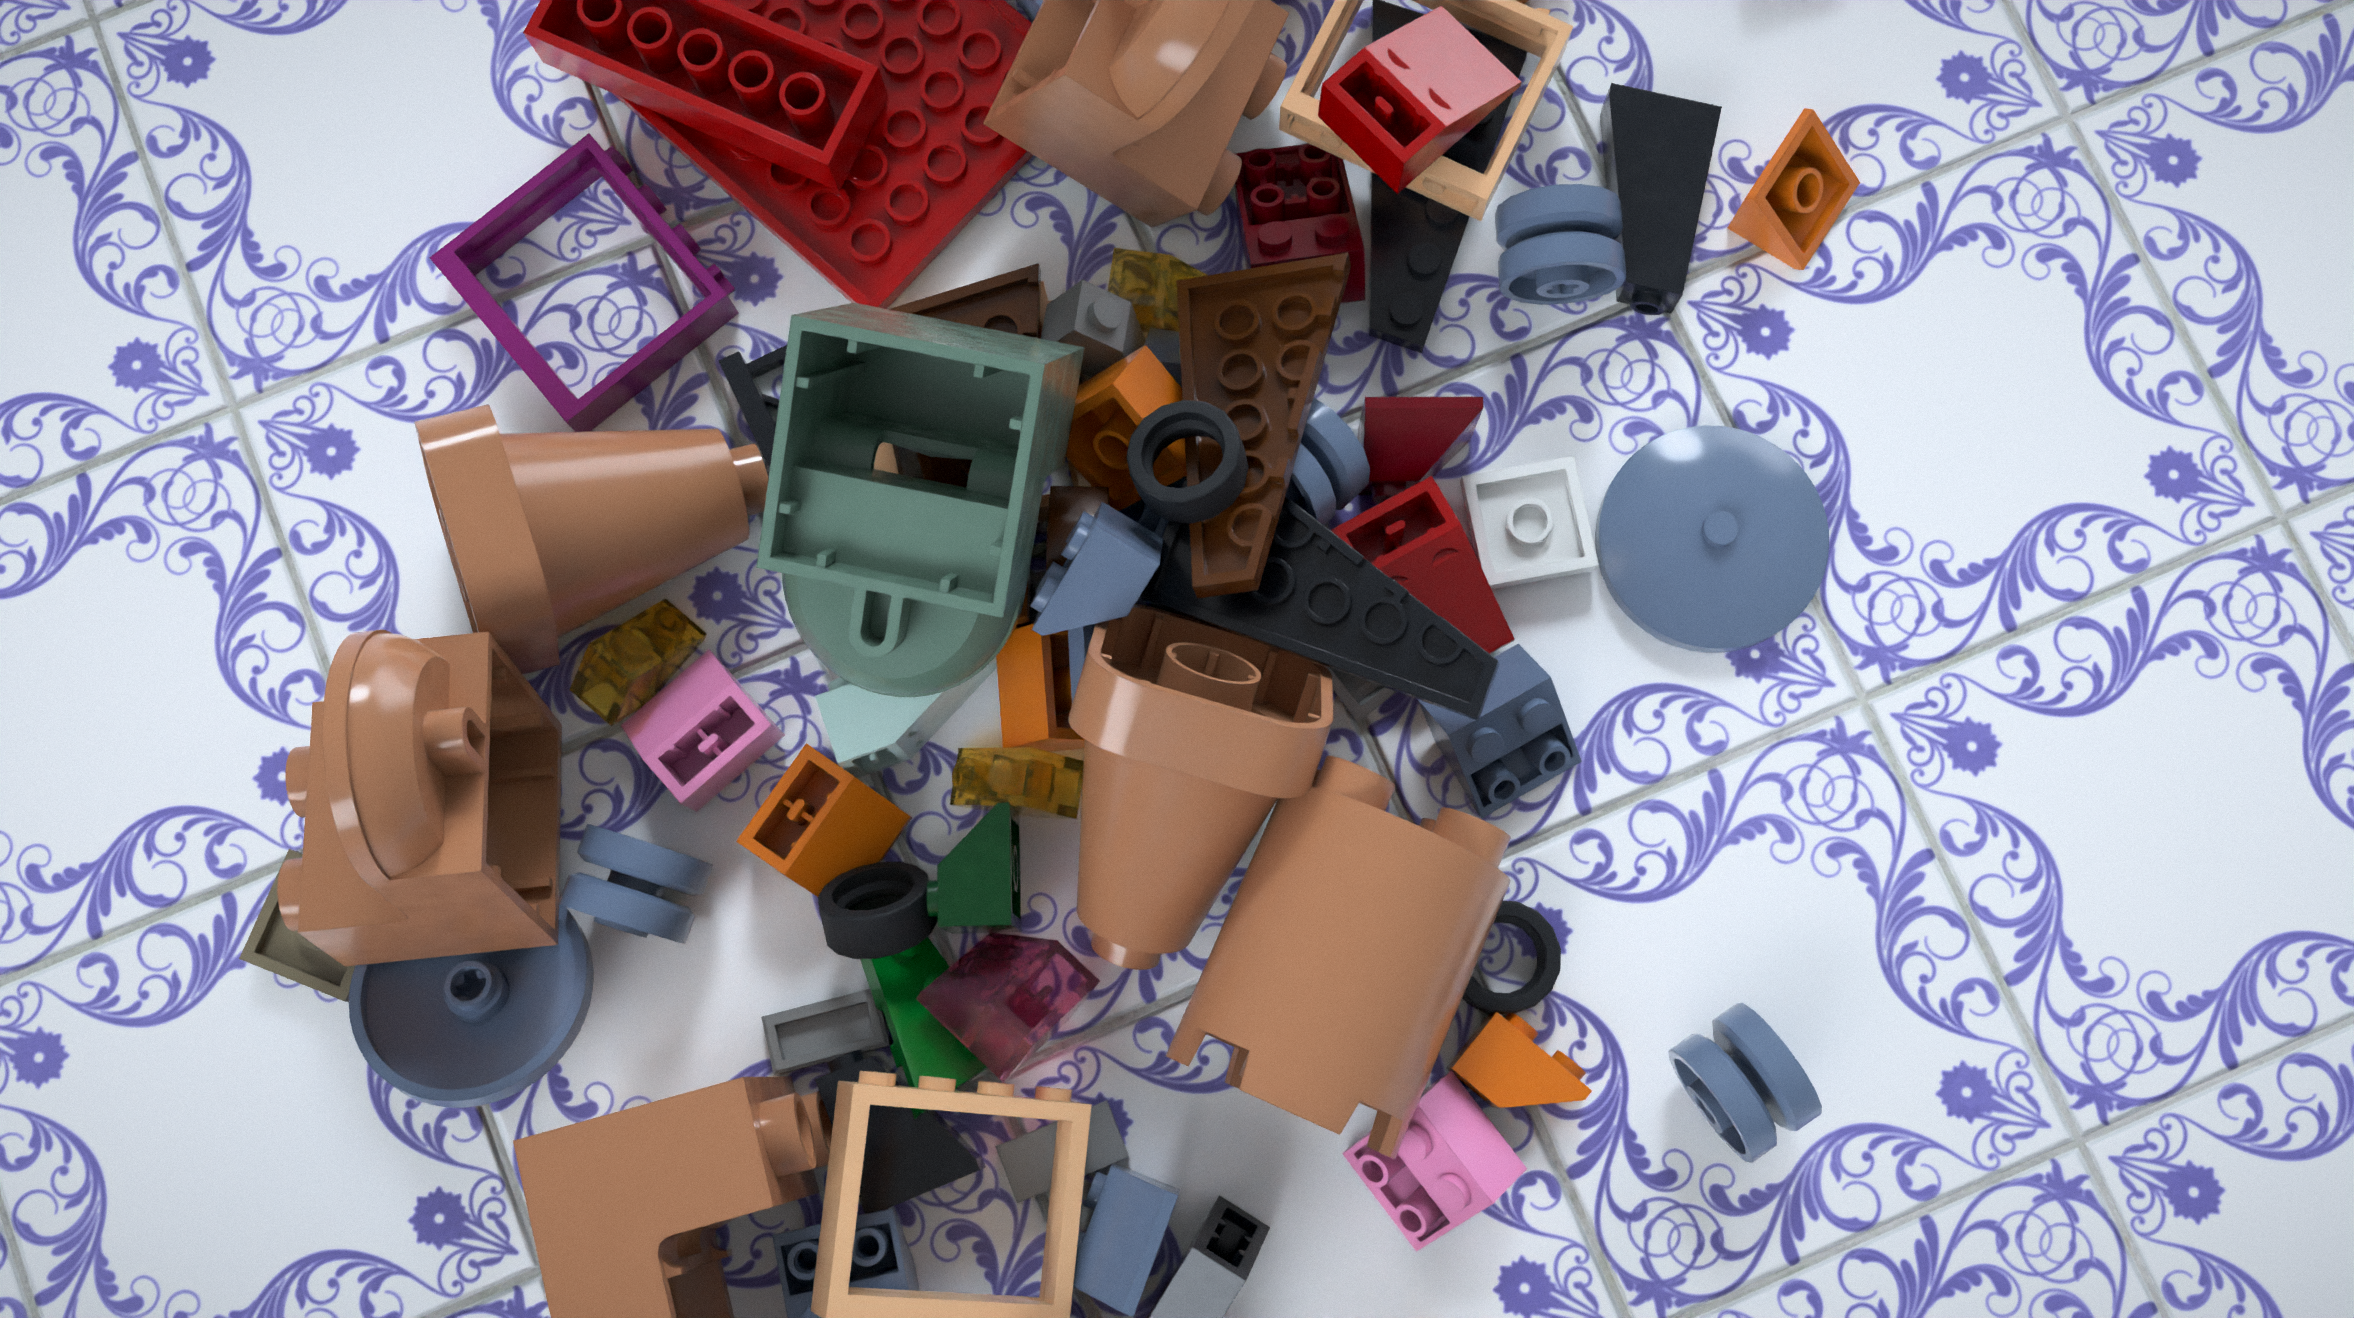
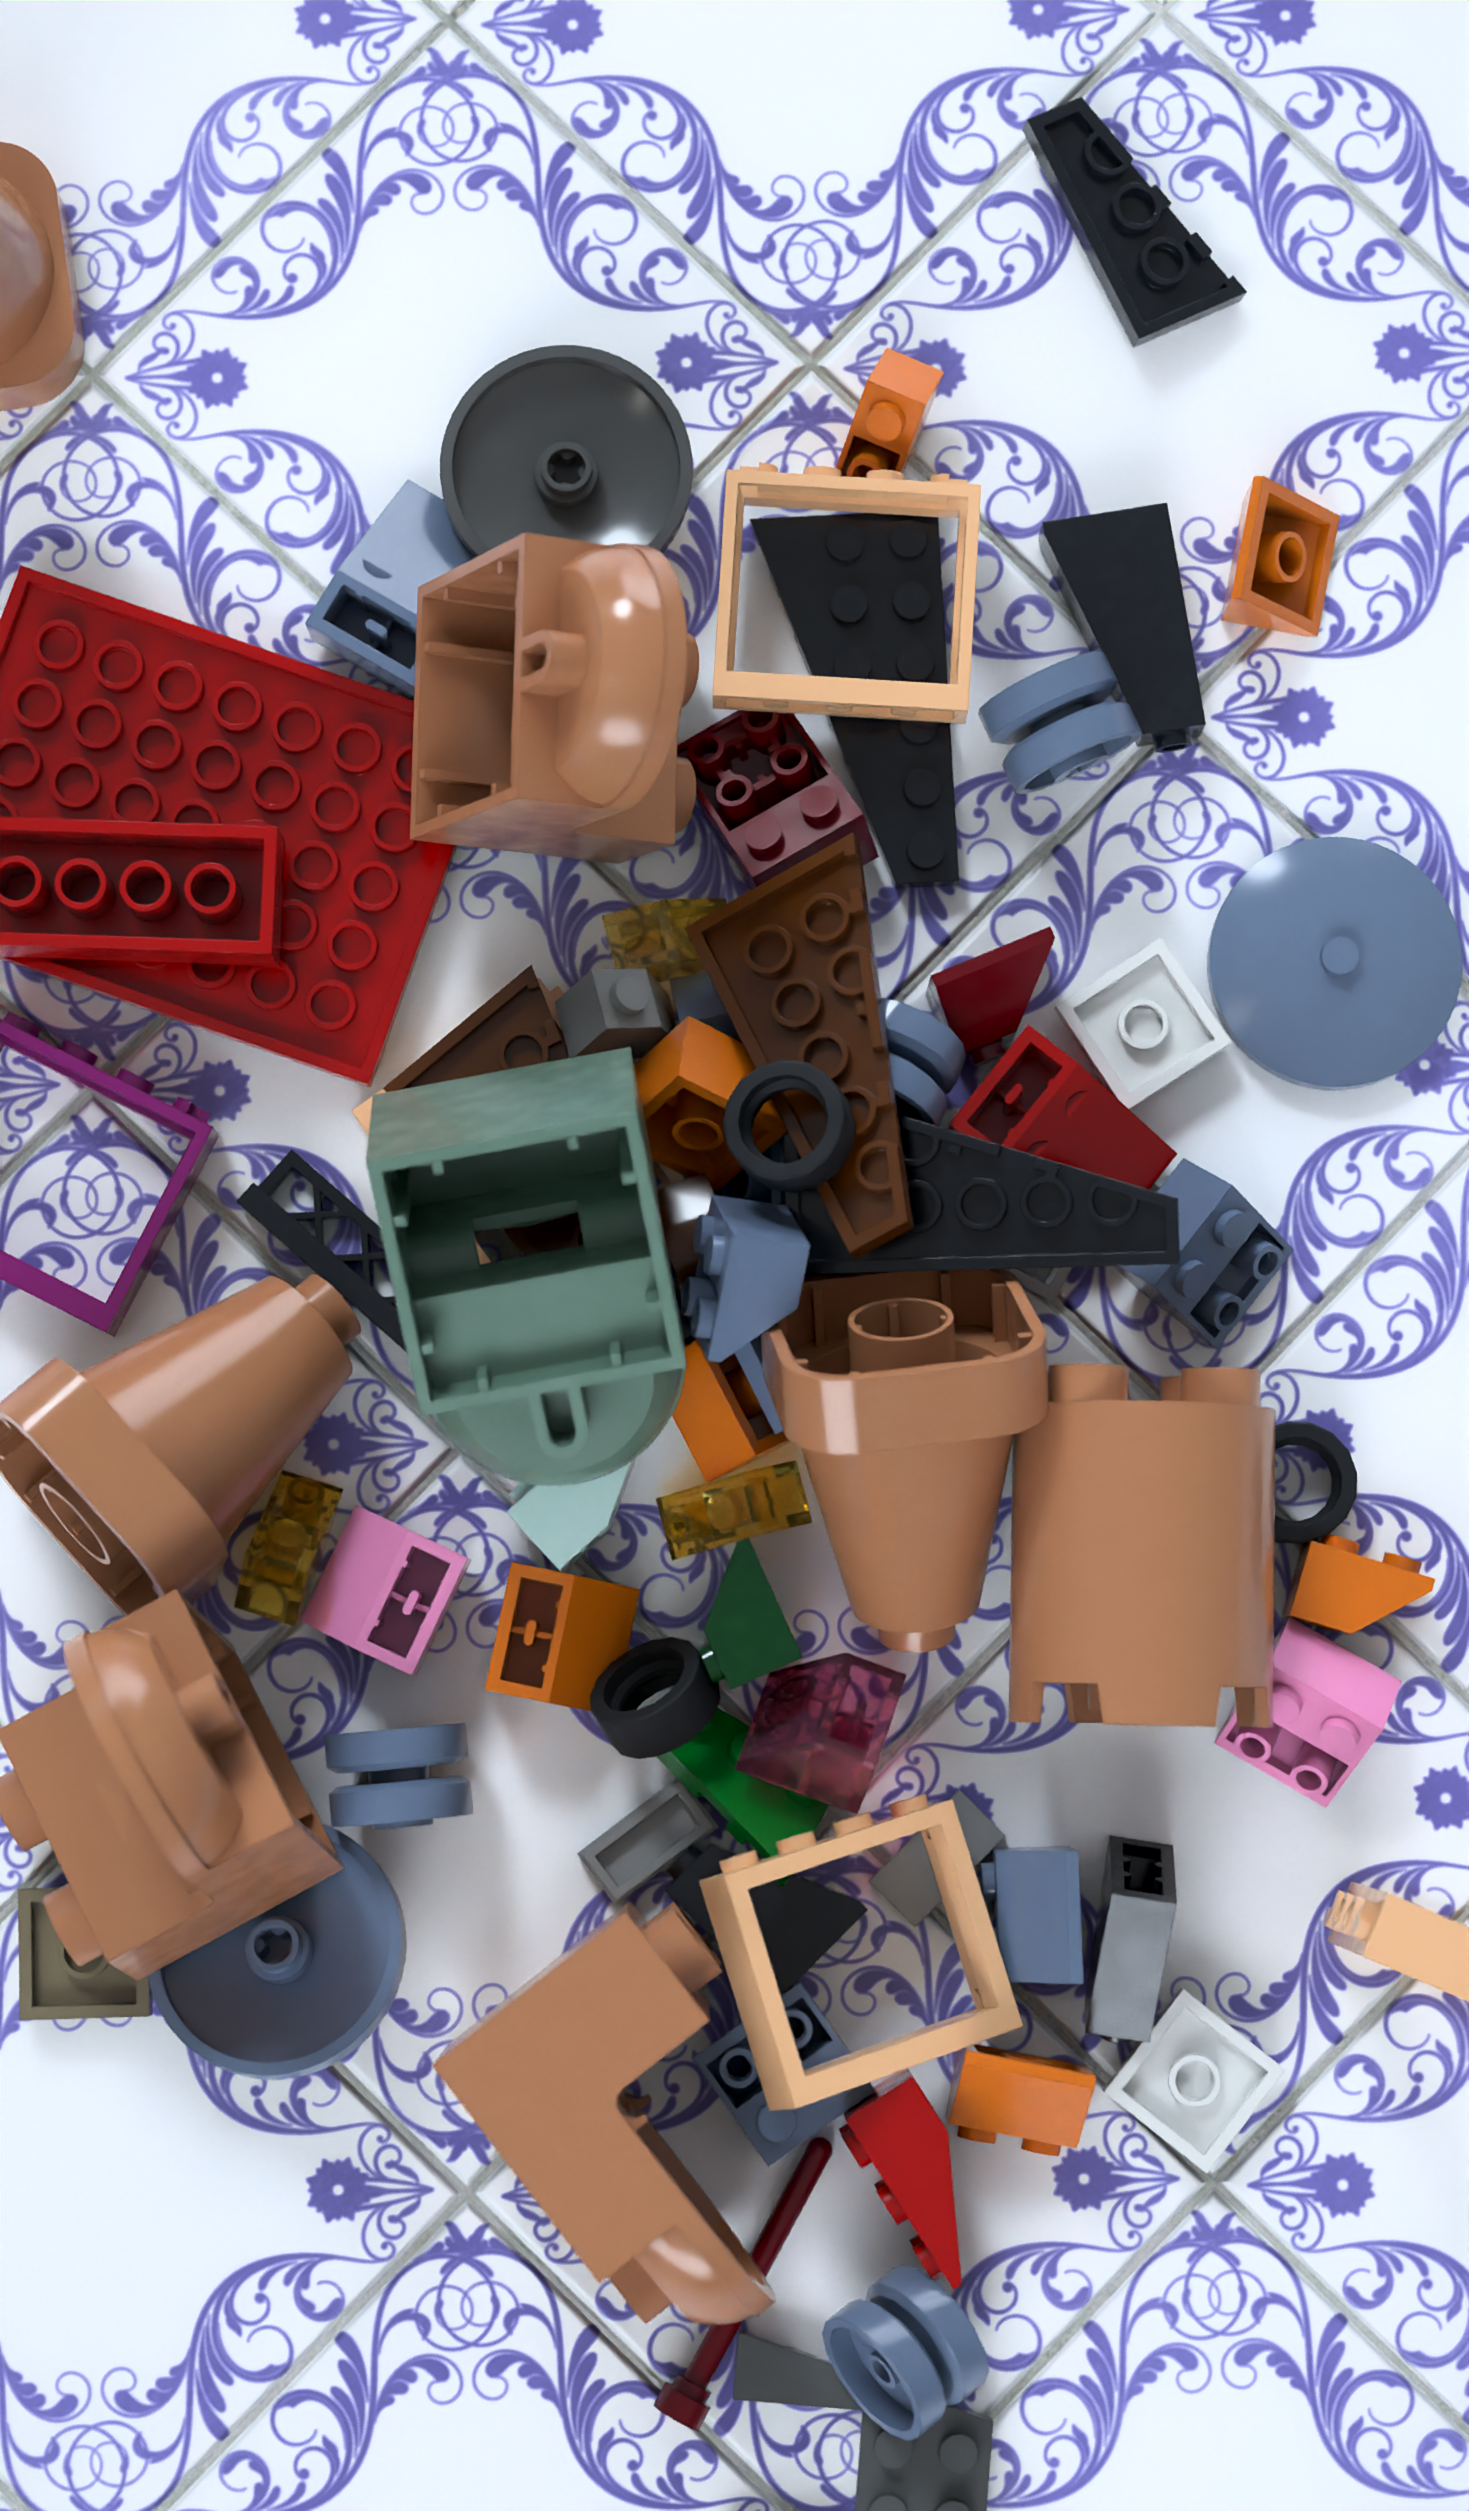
camera: 30 degrees left, 5 degrees up
(1413, 95) = (853, 632): red slope -> none

